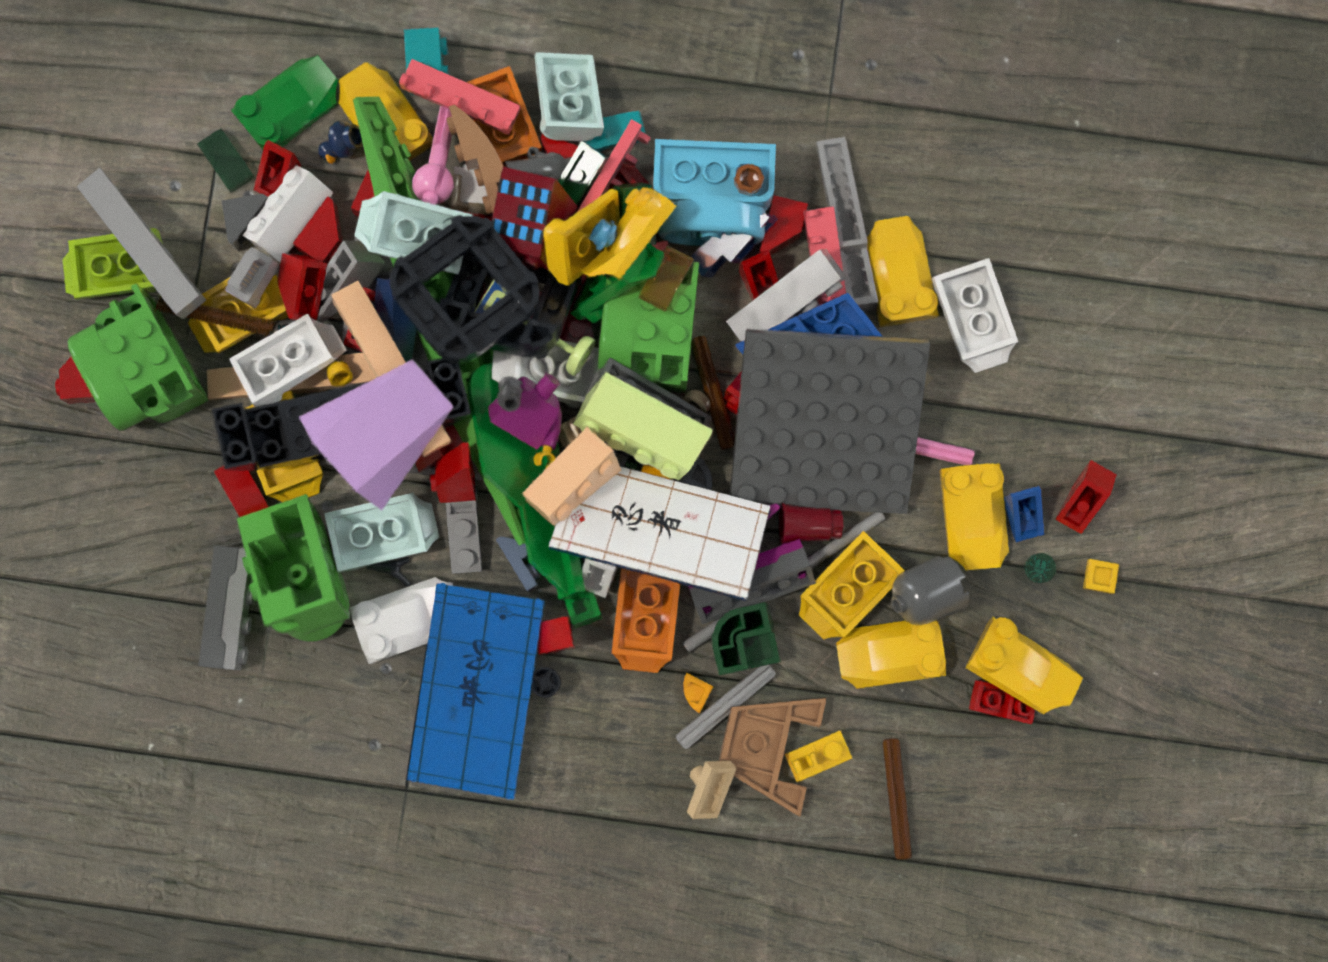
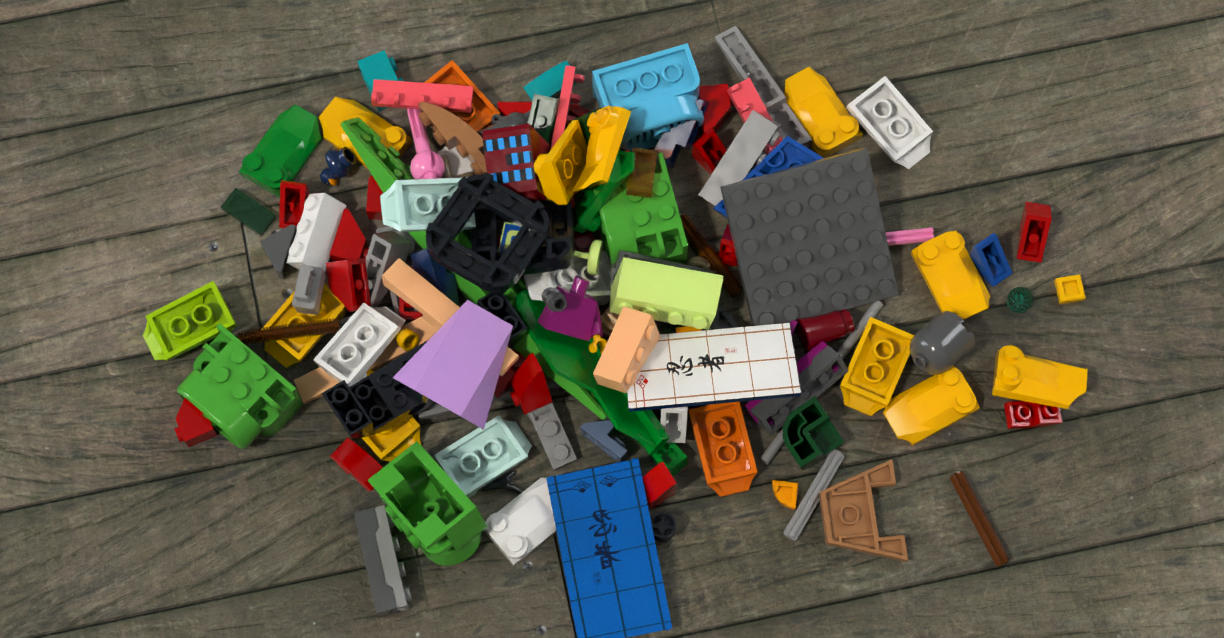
camera: 15 degrees left, 10 degrees down
(141, 244) = (209, 295): light grey slope -> none
(568, 96) = (508, 67): light aqua slope -> none
(603, 234) = (581, 154): dark azure plate -> none
(711, 788) = (828, 561): tan tile -> none
(748, 179) = (677, 75): dark orange tile -> none
(818, 756) = (903, 508): yellow plate -> none

